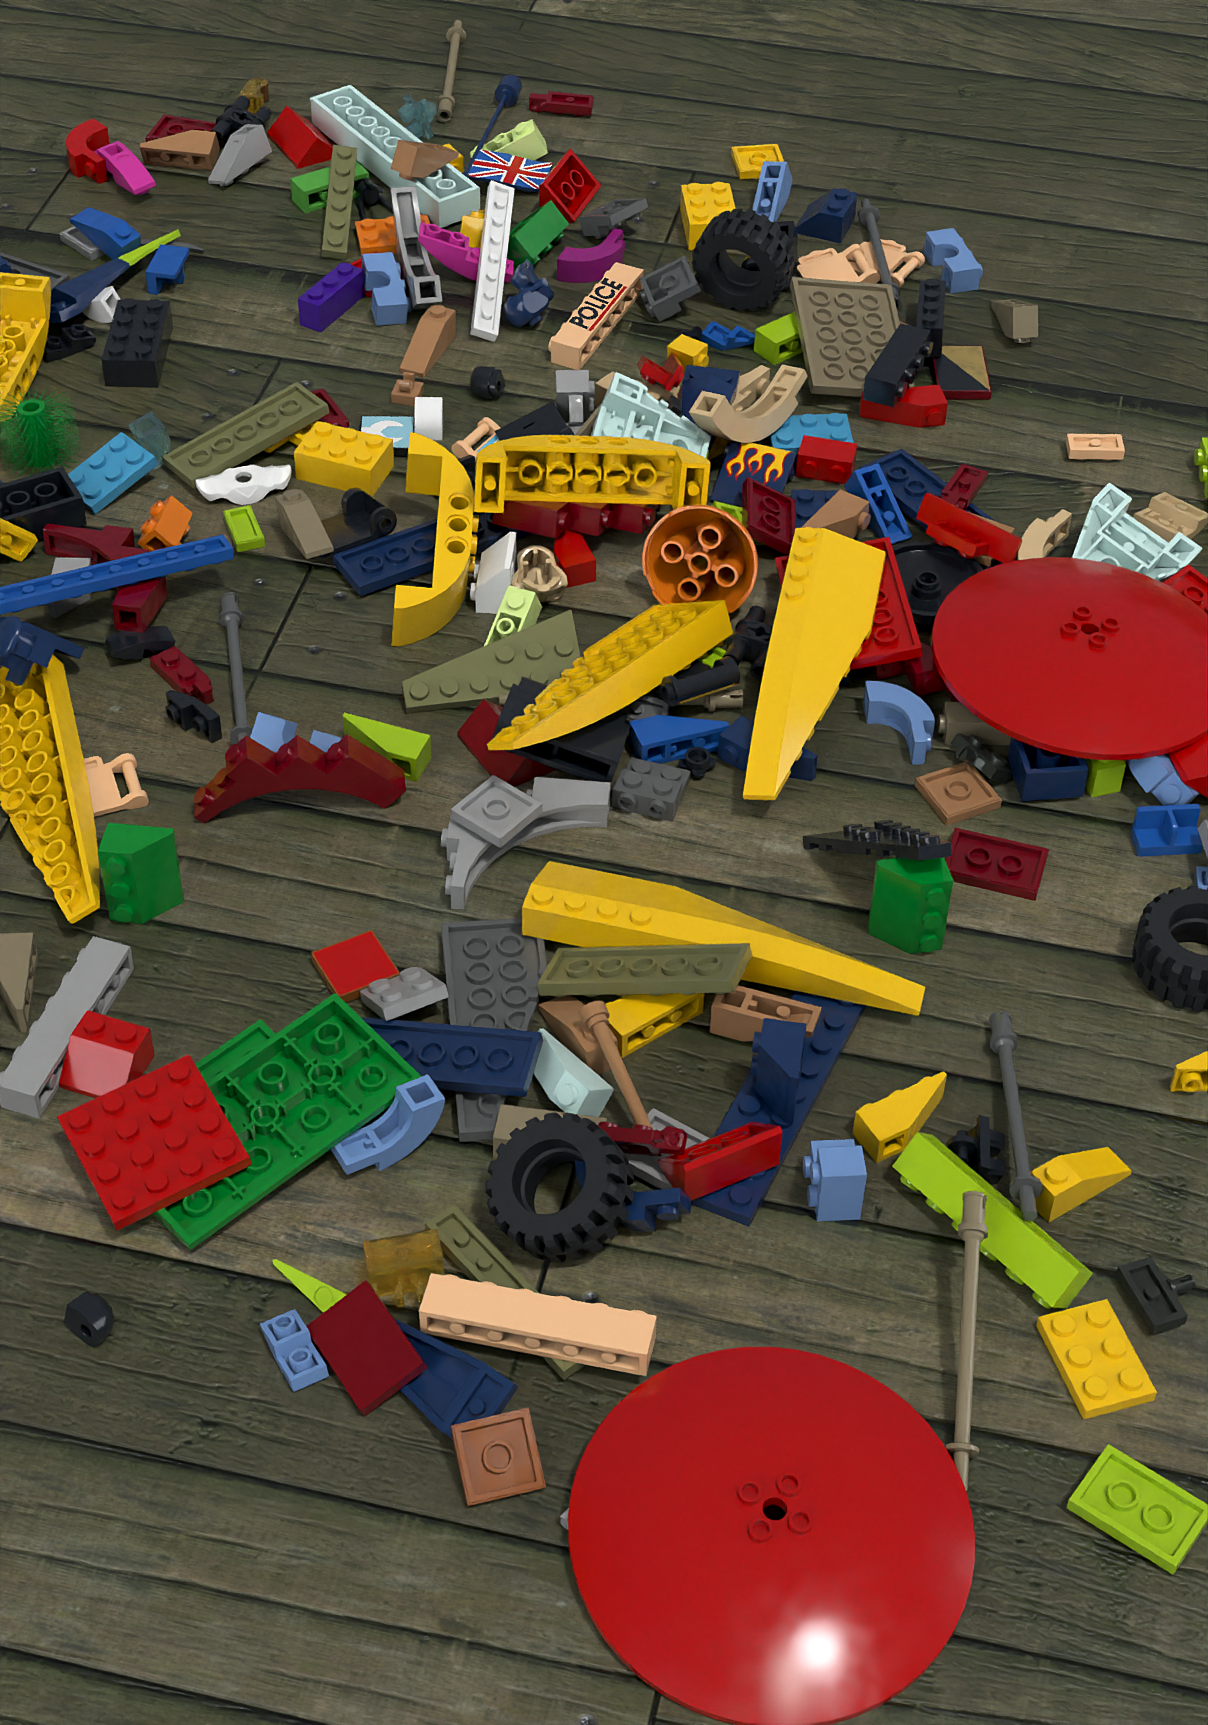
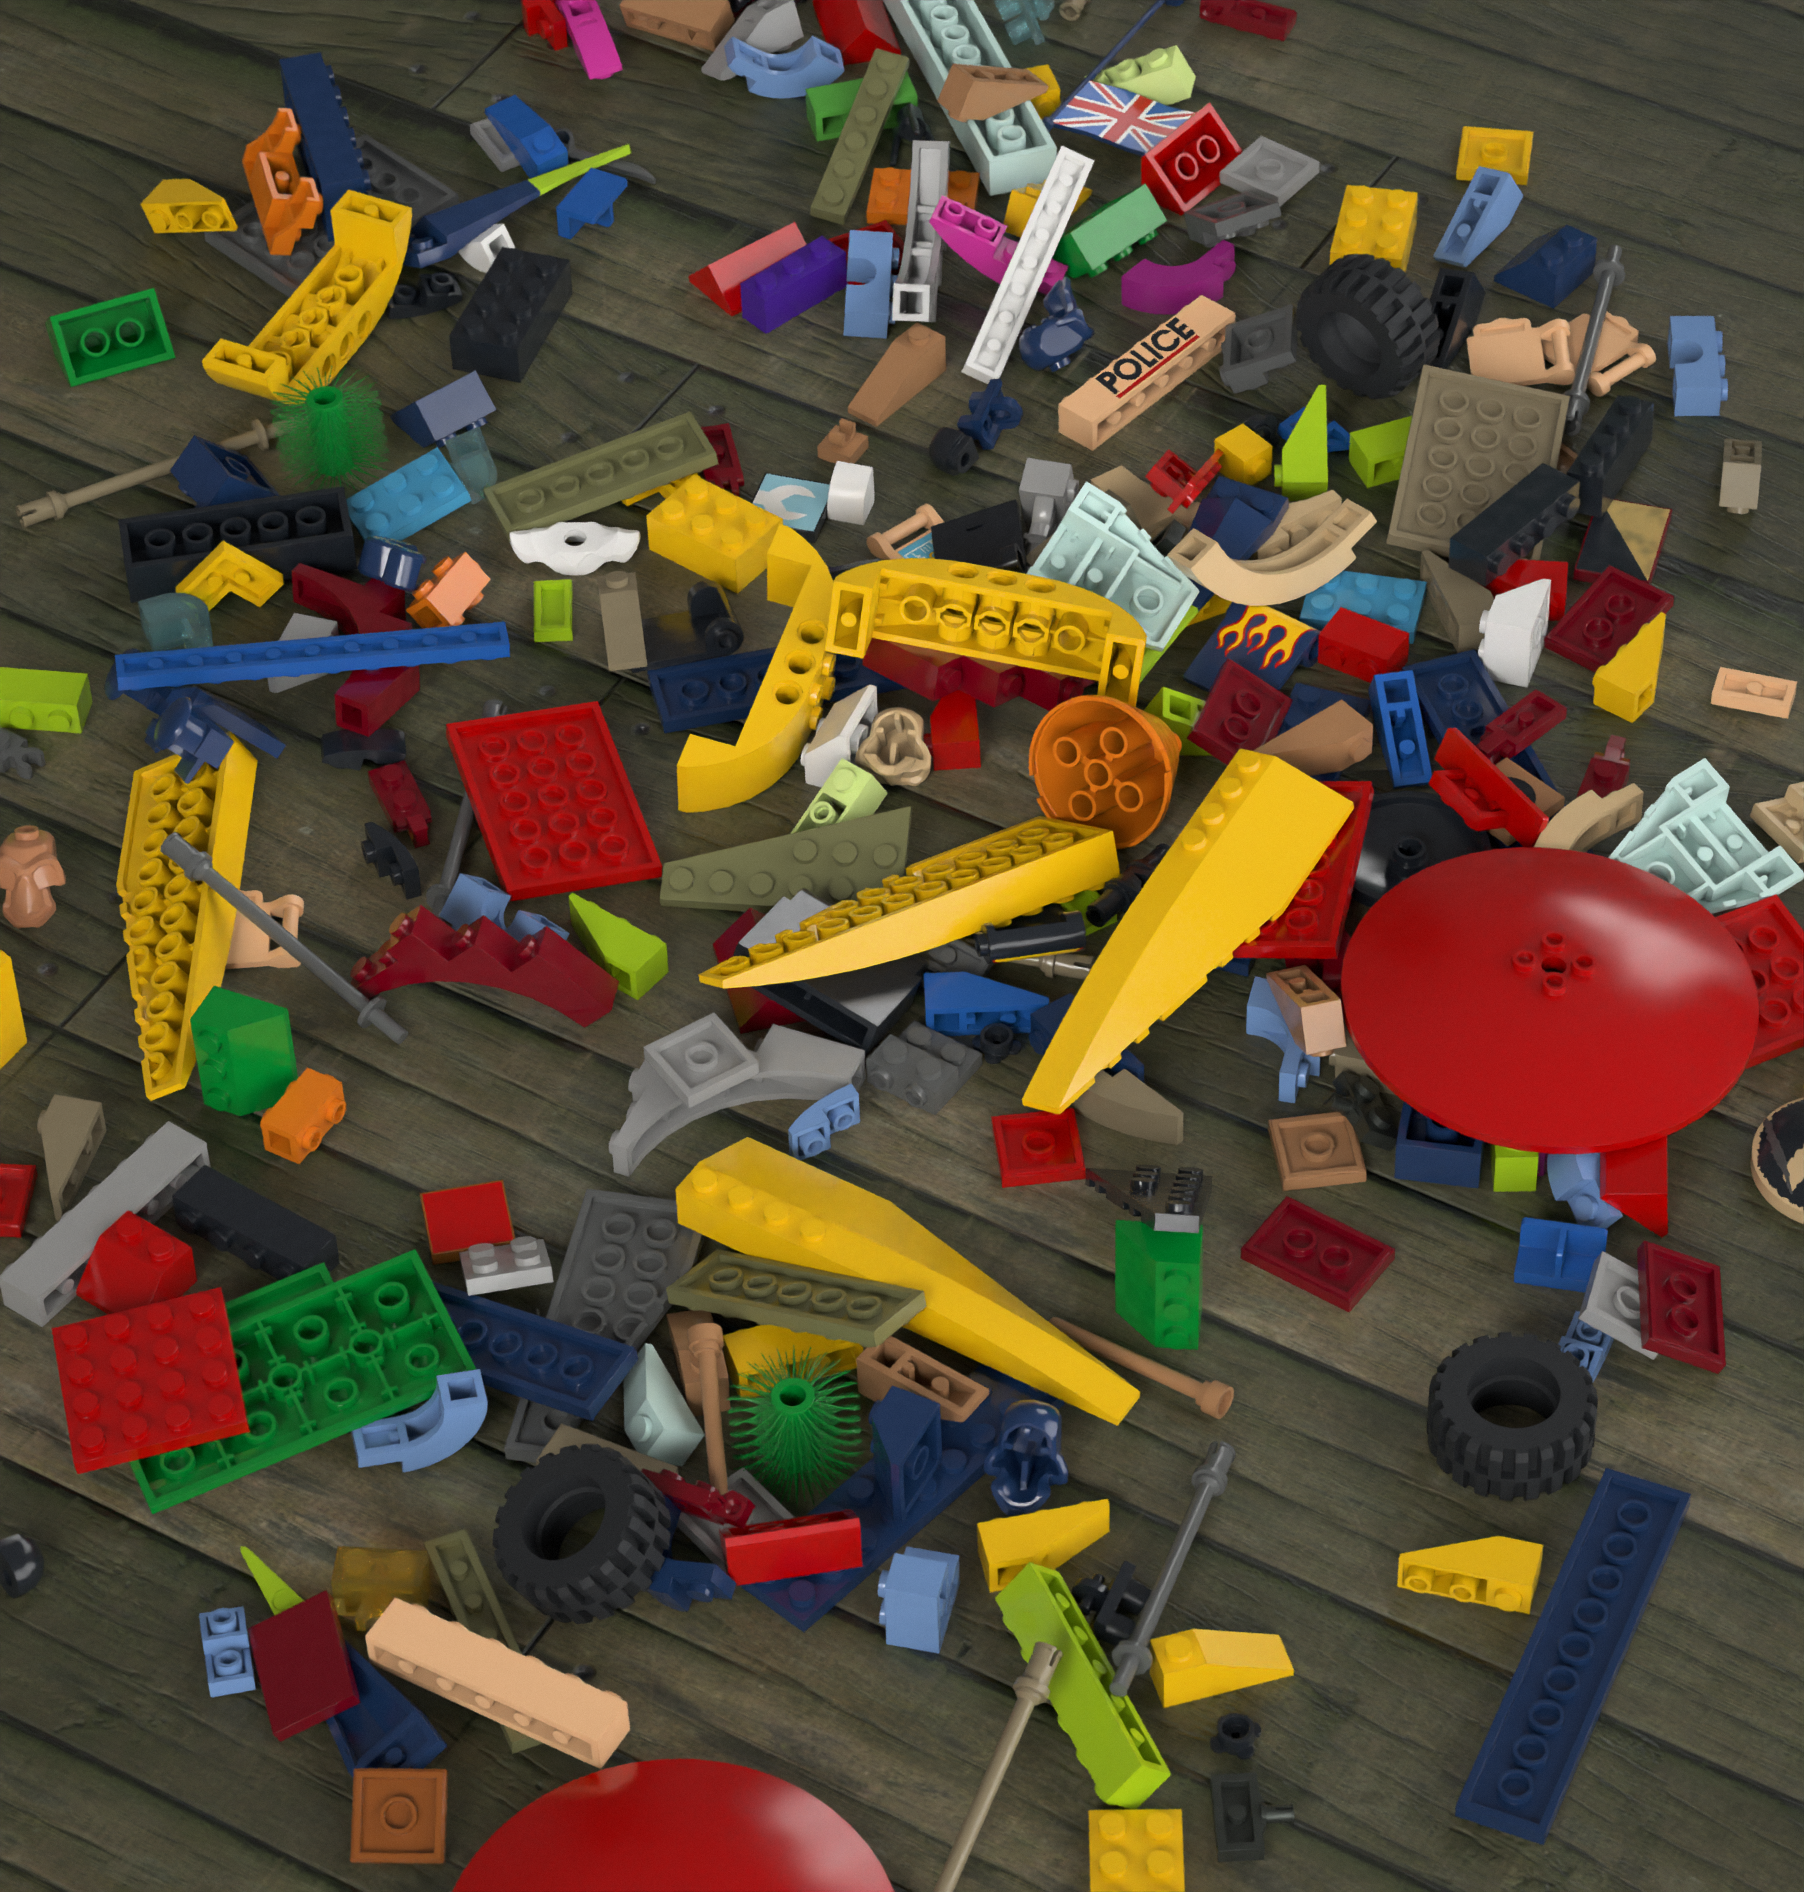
camera: 20 degrees right, 0 degrees up
(54, 742) = (199, 867): none -> dark grey bar
(114, 411) = (446, 411): none -> slope
(118, 511) = (391, 562): none -> dark blue animal
(188, 1004) = (251, 1226): none -> black brick
(198, 912) = (303, 1115): none -> orange brick
(270, 174) = (787, 73): none -> medium blue arch
(283, 299) = (723, 277): none -> slope
(301, 653) = (553, 801): none -> red plate
(501, 355) = (993, 404): none -> dark blue hips
(600, 835) = (831, 1114): none -> medium blue slope
(619, 185) = (1269, 170): none -> light grey plate
(685, 1066) = (795, 1425): none -> green piece
(733, 346) = (1304, 456): none -> lime slope
(759, 829) = (1038, 1148): none -> red tile
(819, 788) = (1131, 1108): none -> dark tan slope
(868, 1053) = (1027, 1457): none -> dark blue head
(877, 423) = (1456, 601): none -> dark tan slope
(922, 694) = (1309, 1010): none -> medium nougat slope
(928, 432) = (1515, 632): none -> white slope
(971, 980) = (1213, 1397): none -> medium nougat piece
(978, 419) = (1606, 618): none -> dark red tile
(1012, 447) = (1631, 677): none -> yellow slope
(1024, 511) = (1607, 771): none -> dark red hinge
(1116, 1223) = (1235, 1726): none -> black plate

